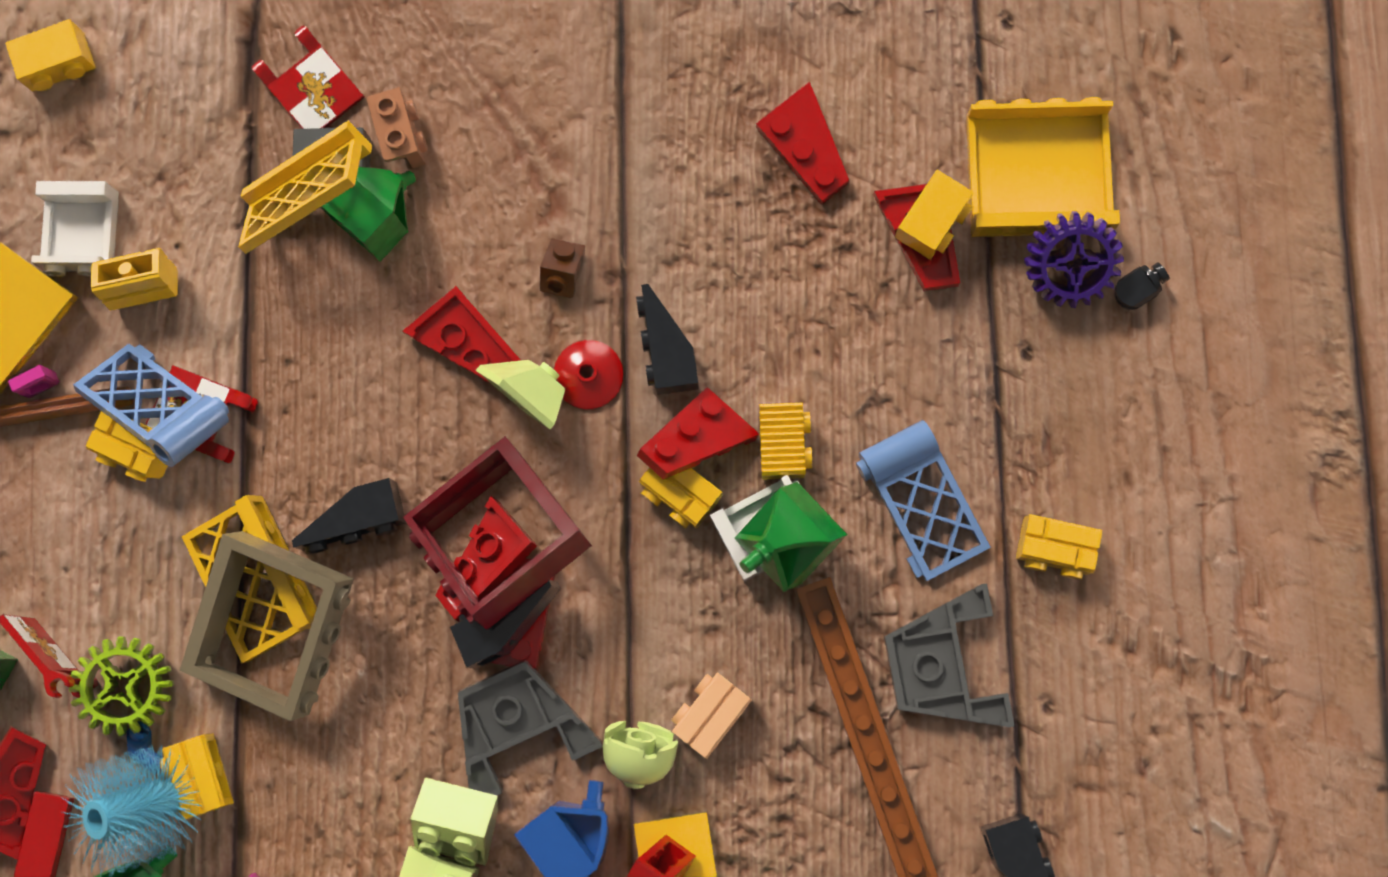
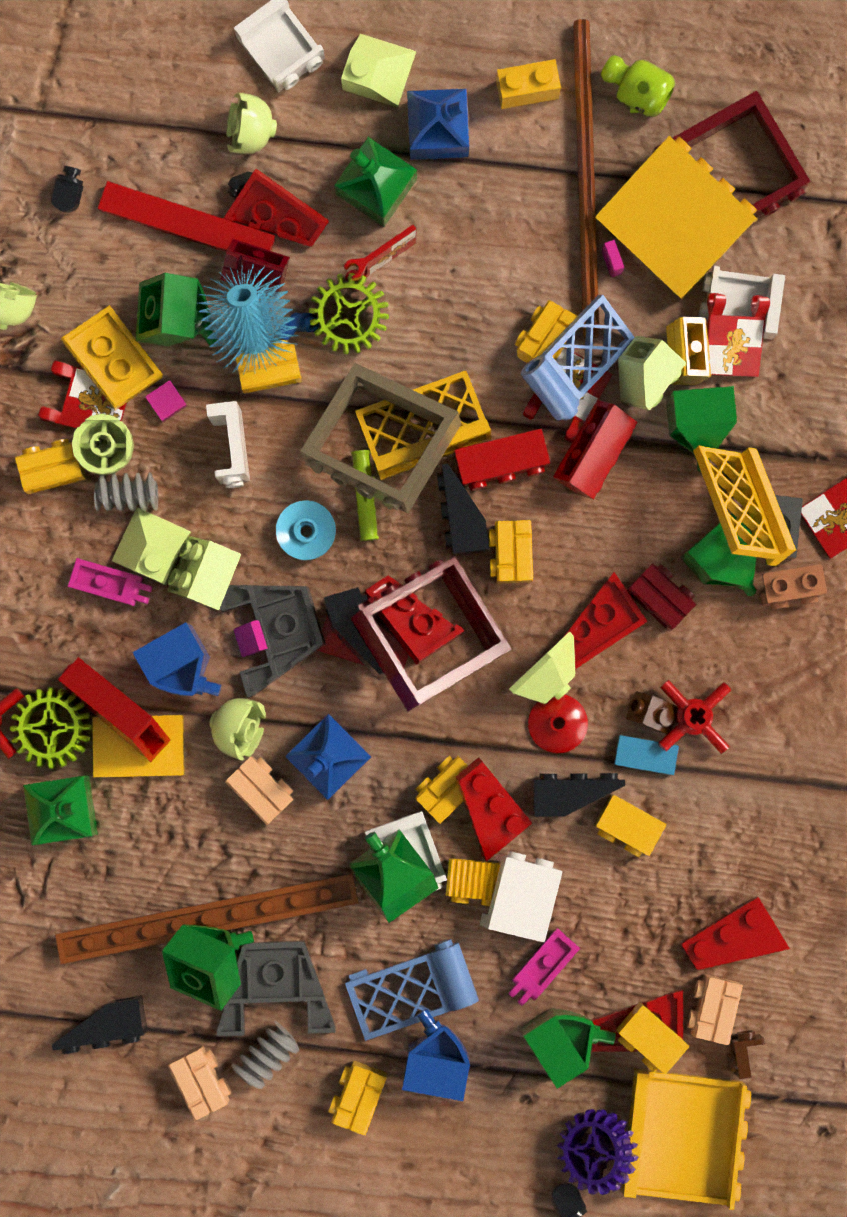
camera: 85 degrees right, 5 degrees up
(53, 832) = (242, 256): none -> dark red brick
(114, 227) = (734, 339): none -> flag
(160, 321) = (647, 371): none -> yellowish green slope
(208, 254) = (701, 416): none -> green piece
(257, 823) = (231, 415): none -> white panel
(259, 370) = (595, 449): none -> red brick
(282, 478) = (502, 459): none -> red brick
(351, 635) = (365, 507): none -> lime pin
(373, 706) = (298, 516): none -> medium azure dish
(391, 451) = (512, 552): none -> yellow brick
(425, 273) = (662, 596): none -> dark red brick
(530, 752) = (250, 638): none -> dark pink tile
(560, 208) = (683, 716): none -> red bar
(611, 269) = (645, 755): none -> dark azure tile
(660, 636) = (328, 756): none -> blue piece
(694, 275) = (629, 825): none -> yellow brick
(794, 383) = (523, 897): none -> white panel
(871, 352) = (543, 966): none -> dark pink hinge
(890, 153) = (714, 1009): none -> light nougat brick
(929, 752) = (204, 963): none -> green piece
(938, 120) = (739, 1060): none -> reddish brown bracket
(956, 314) = (564, 1042): none -> green piece
(1003, 457) = (436, 1062): none -> blue piece
(1029, 662) = (266, 1057): none -> light grey piece
(1073, 739) = (199, 1082): none -> light nougat brick

